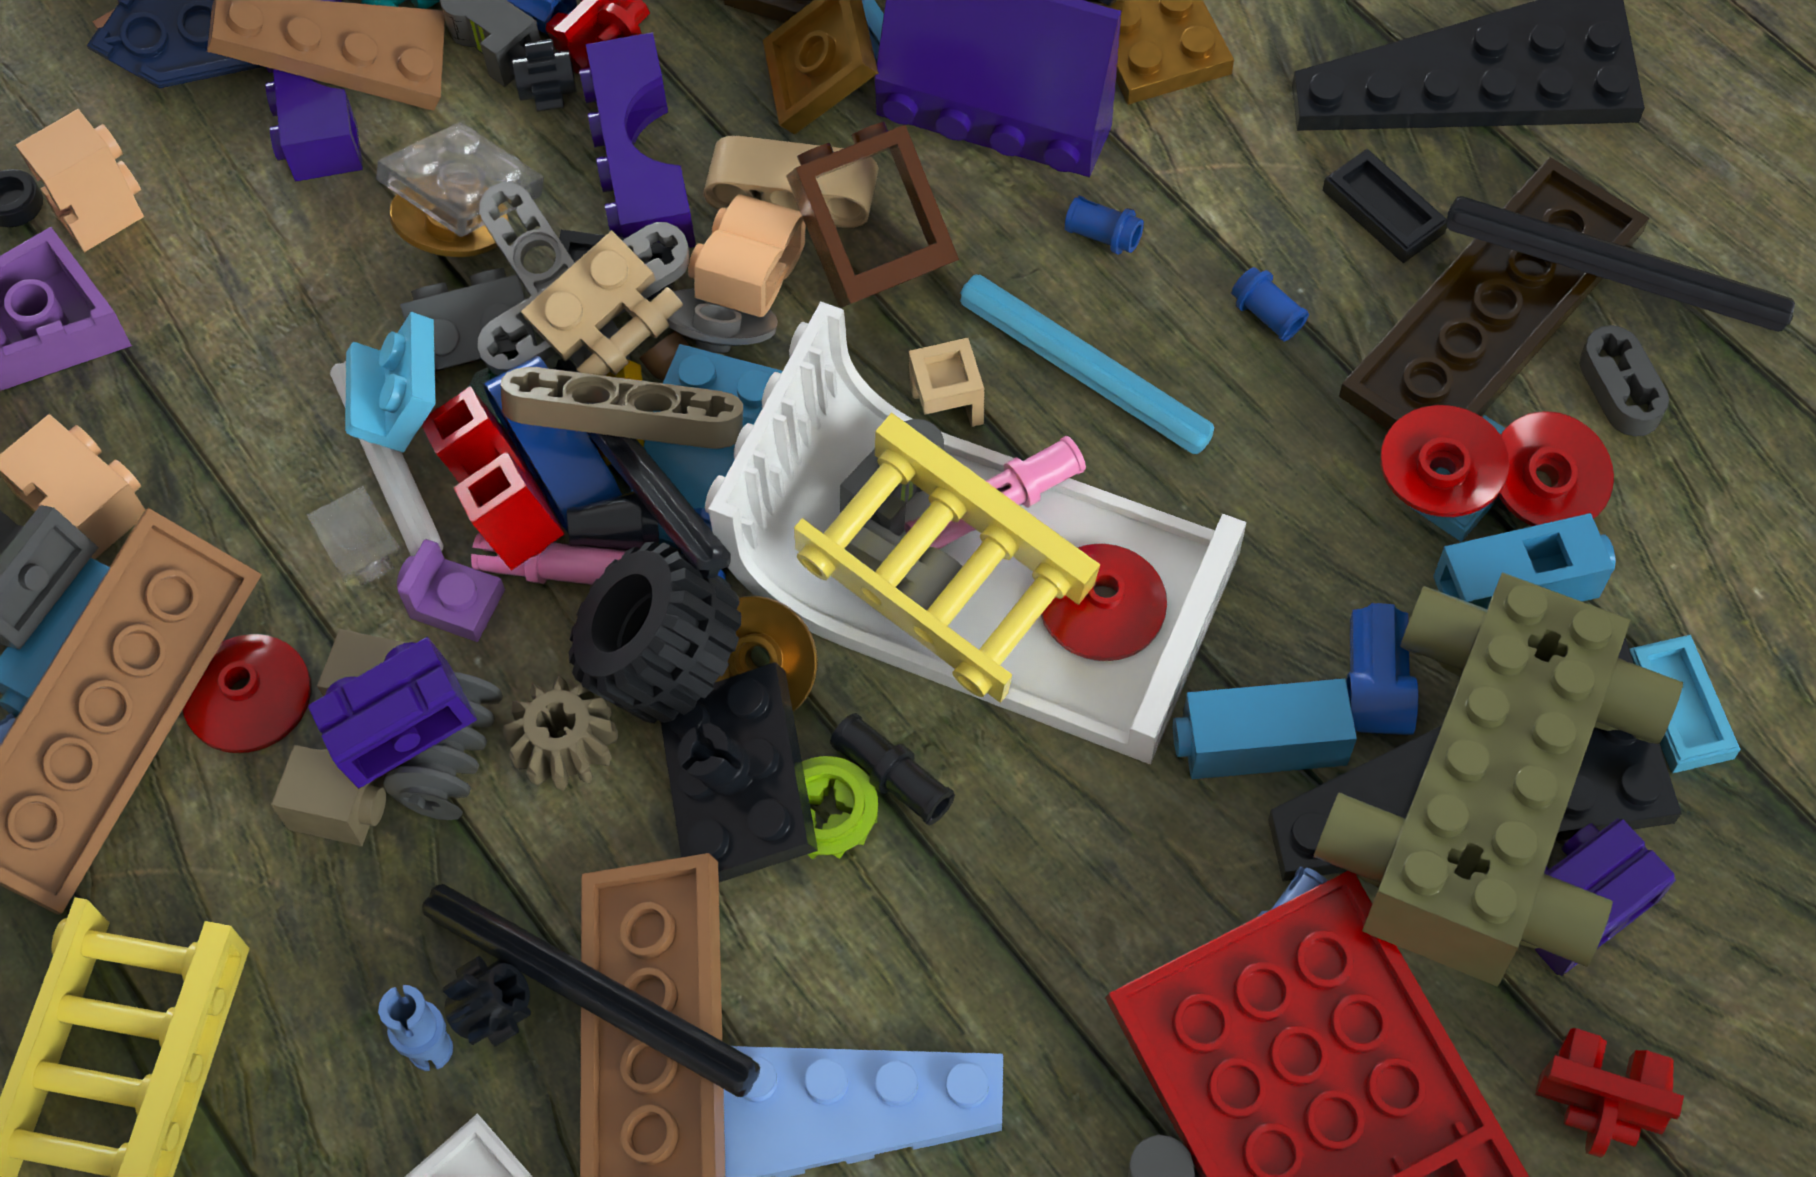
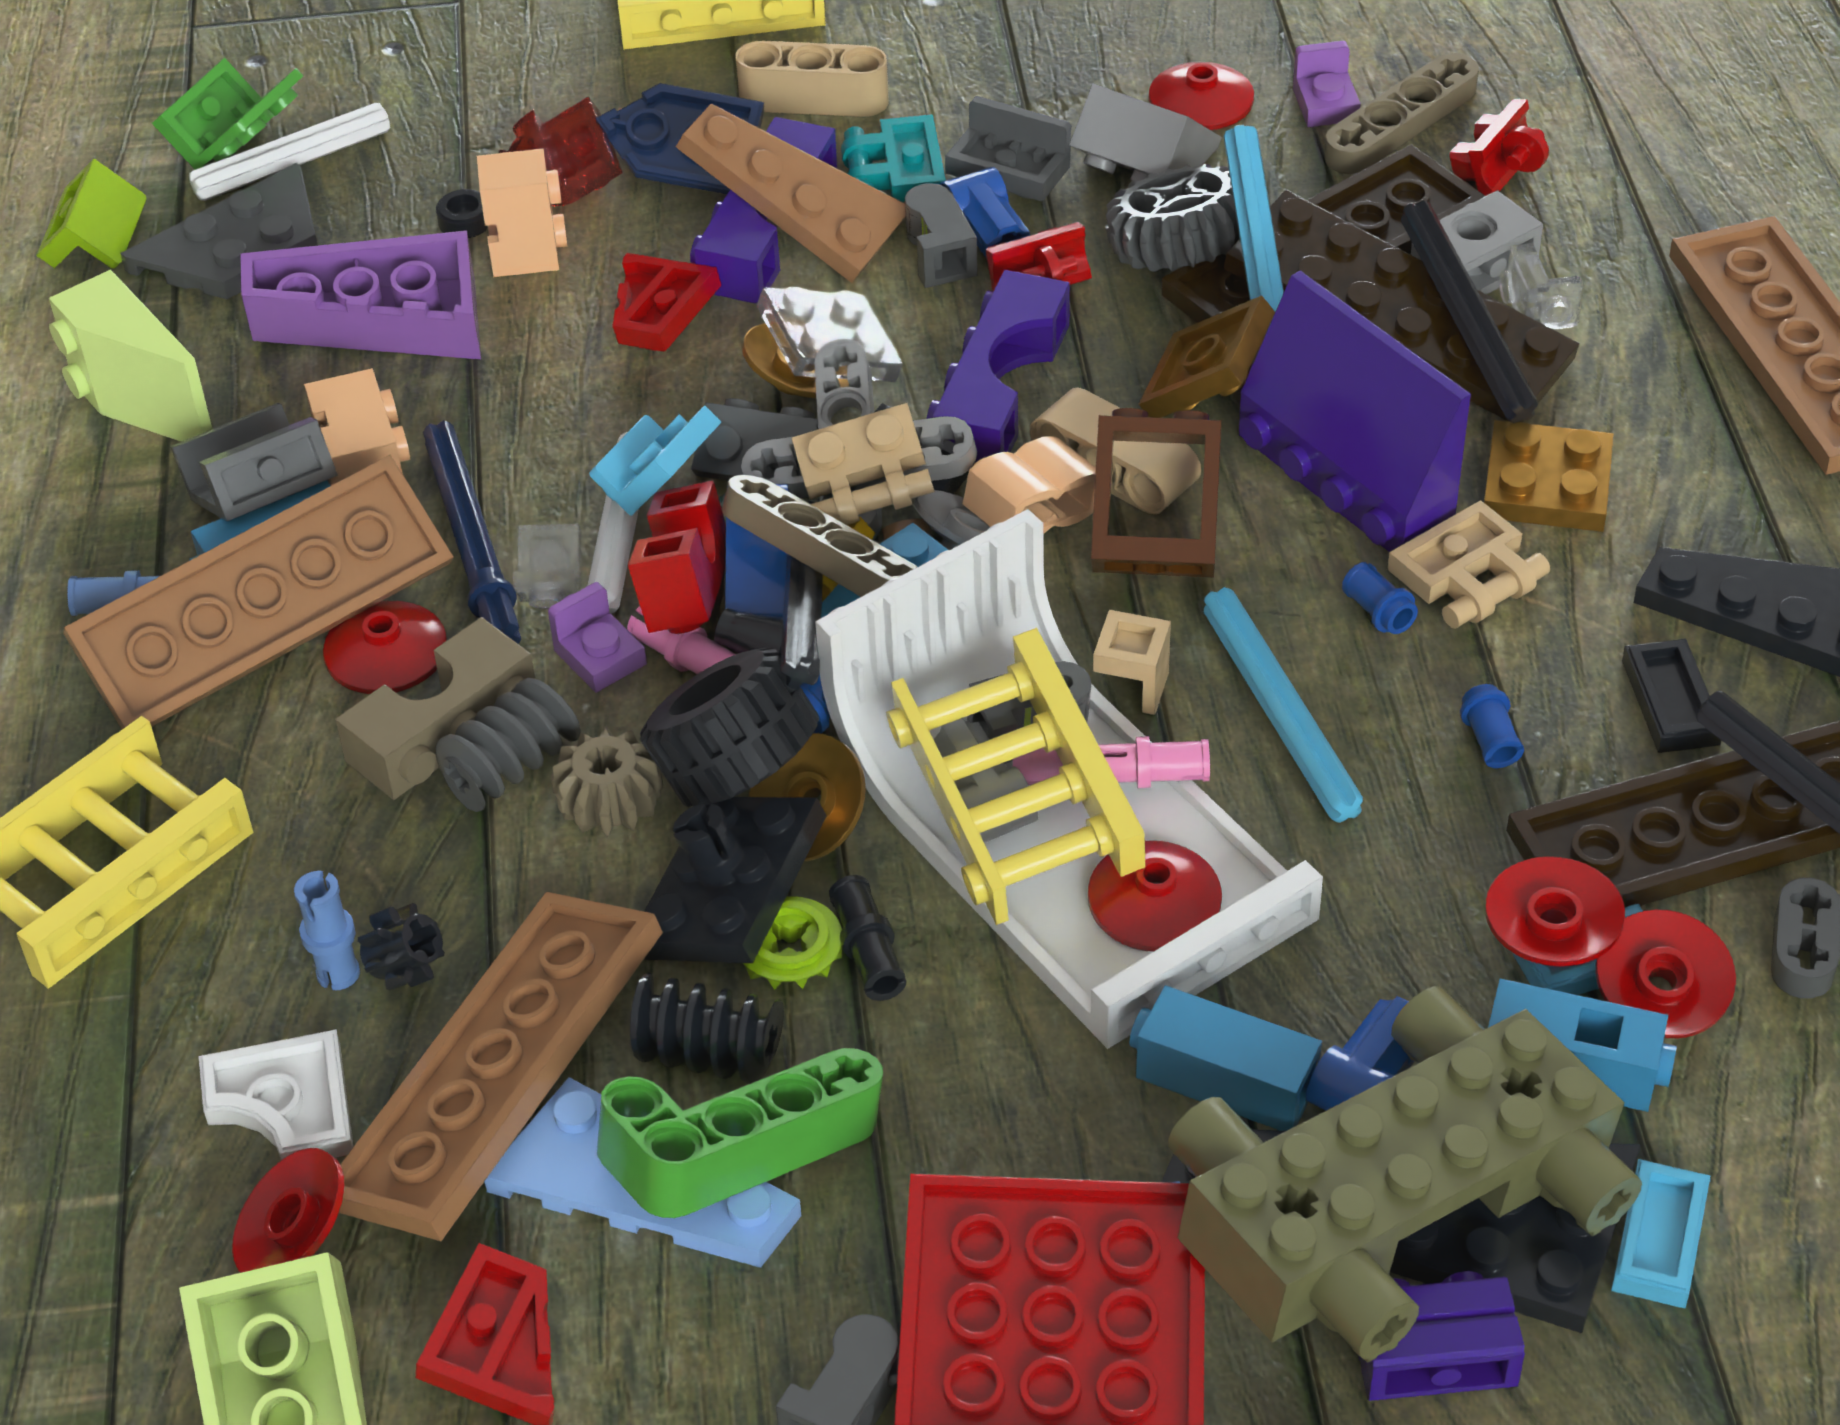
camera: 30 degrees right, 15 degrees down
(69, 79) = (572, 146): none -> clear red slope
(271, 209) = (660, 299): none -> red wing
(319, 594) = (489, 591): none -> dark blue axle
(391, 711) = (469, 682): dark purple brick -> none
(544, 75) = (957, 284): black gear -> none
(593, 991) = (488, 975): black axle -> none
(818, 936) = (703, 1032): none -> black piece
(931, 1013) = (703, 1154): none -> bright green beam
(1138, 149) = (1458, 551): none -> tan plate

